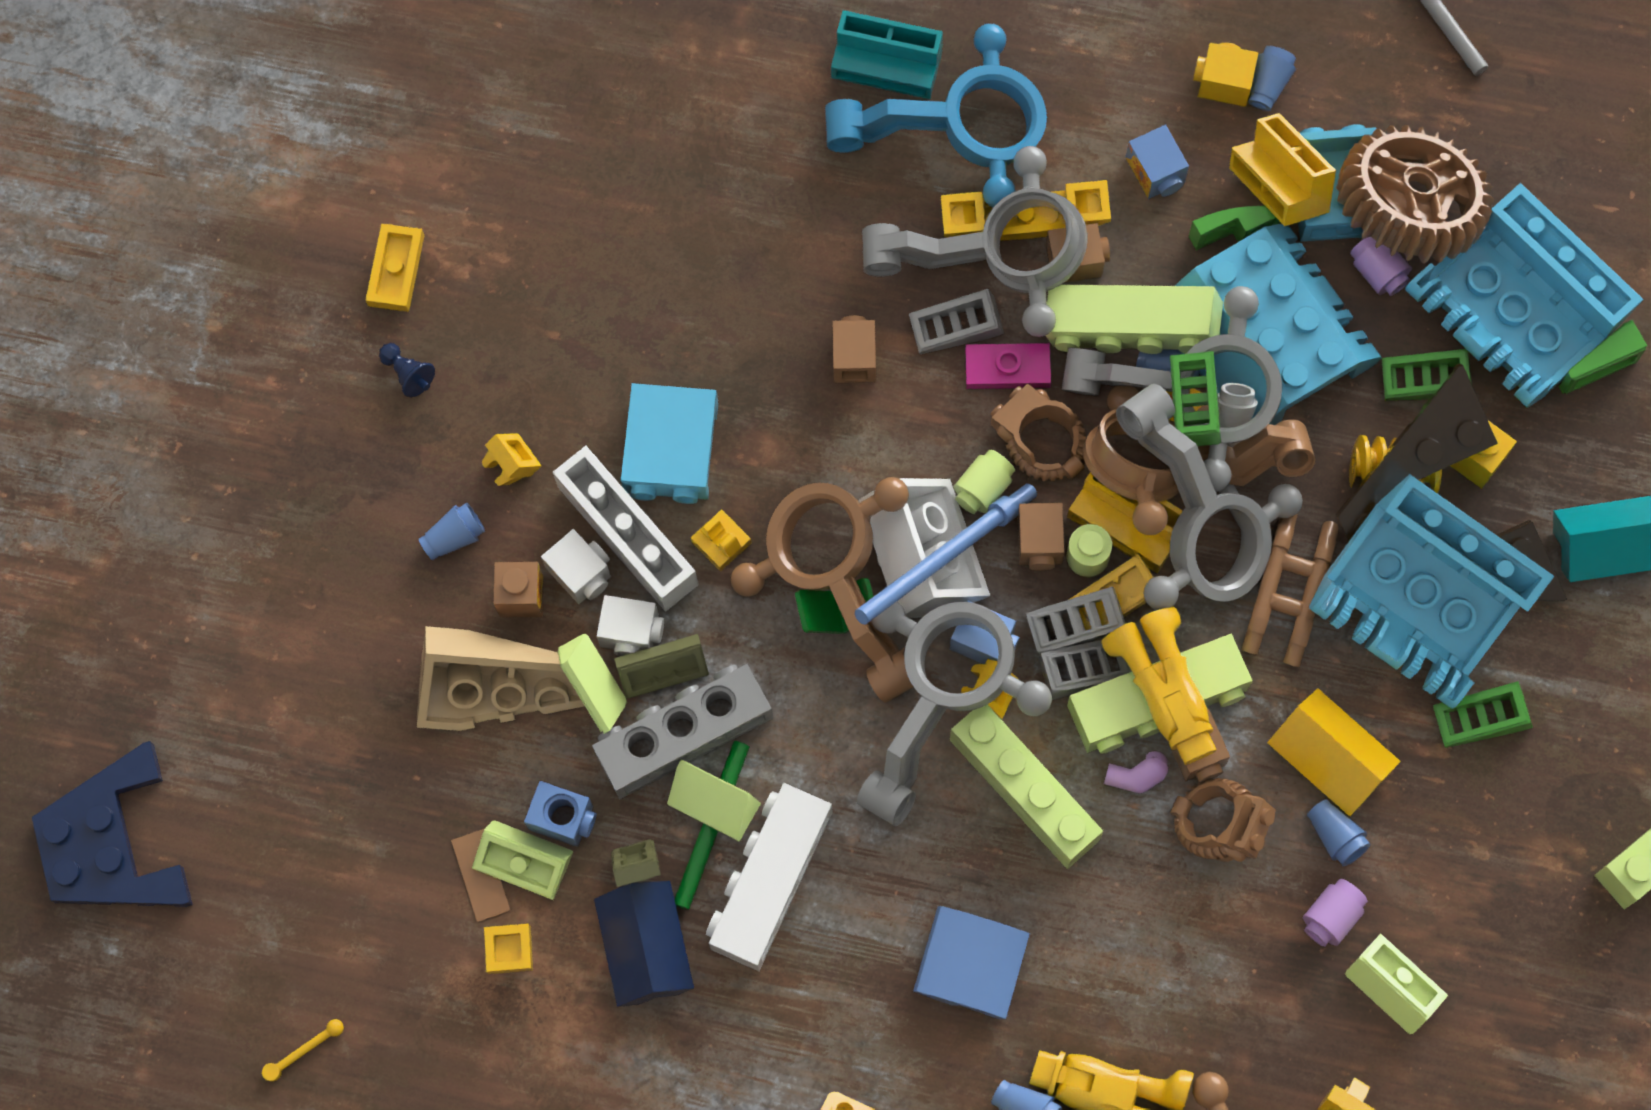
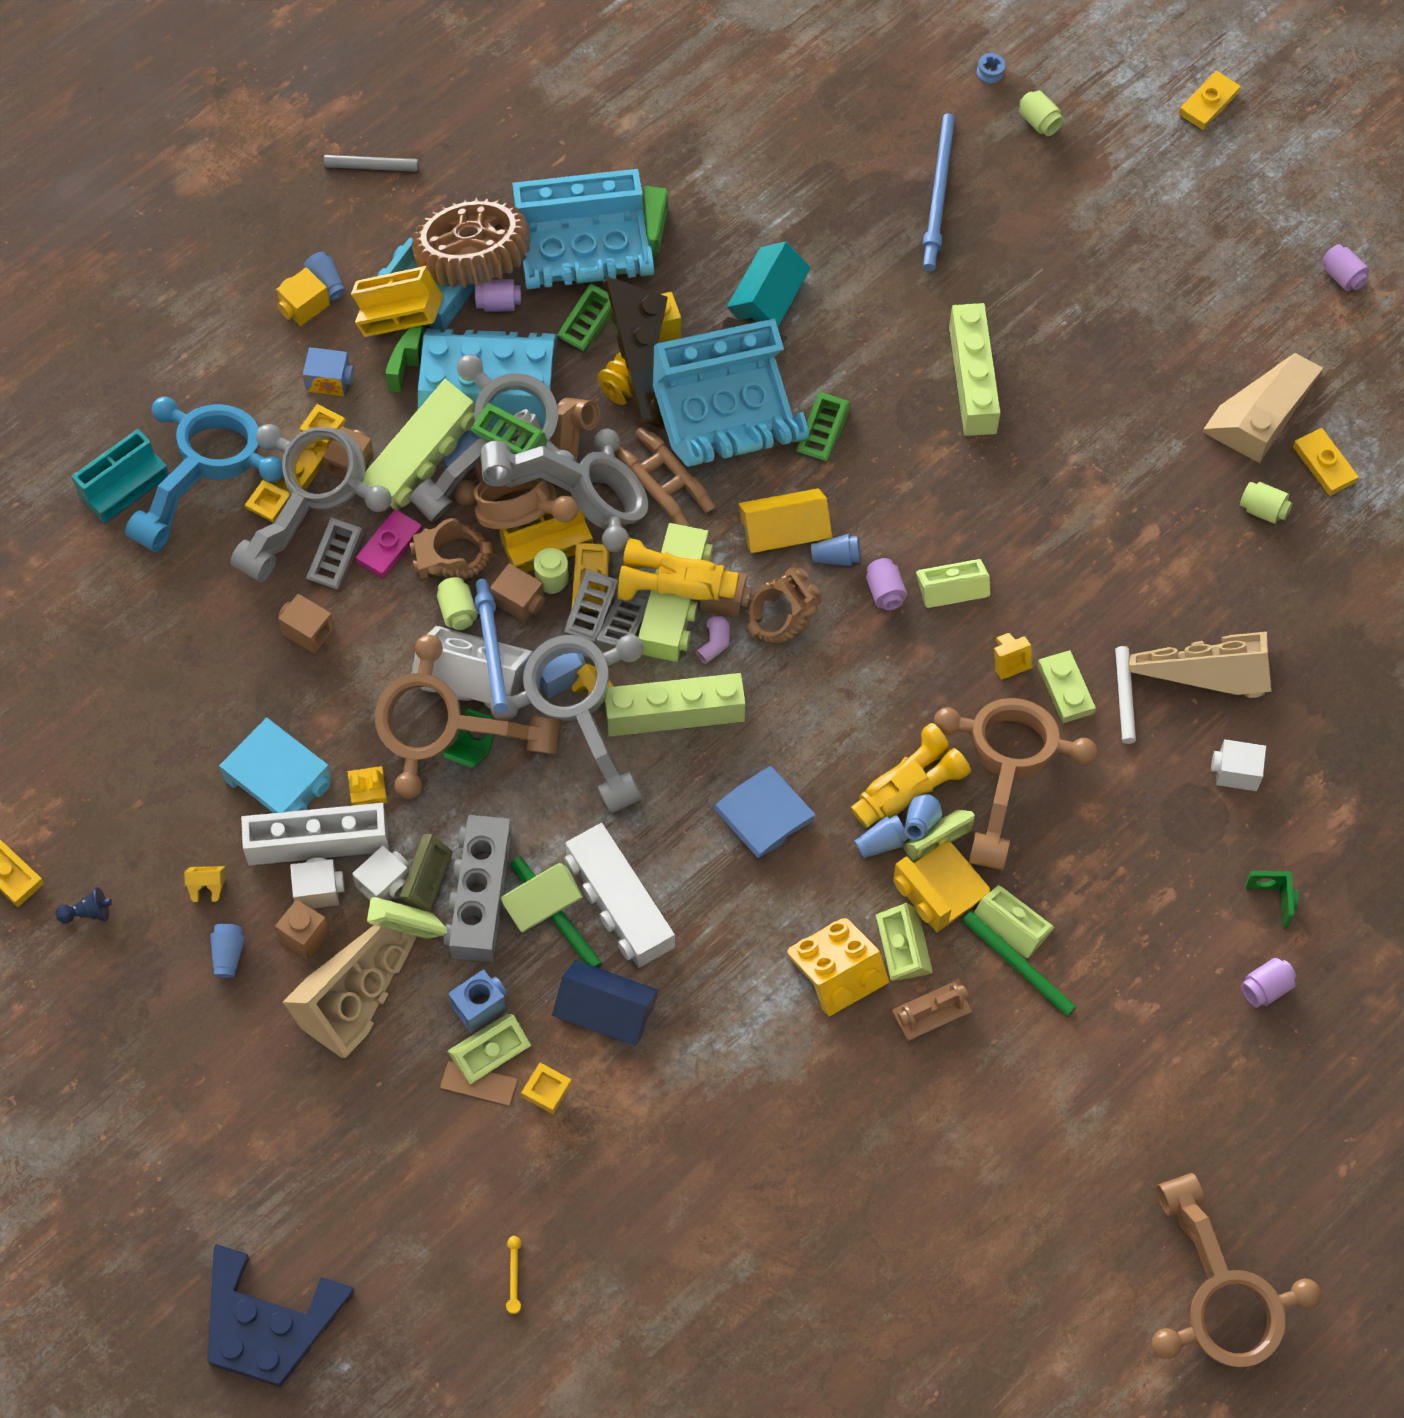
camera: 60 degrees left, 10 degrees down
(635, 863) = (549, 967): olive plate -> none

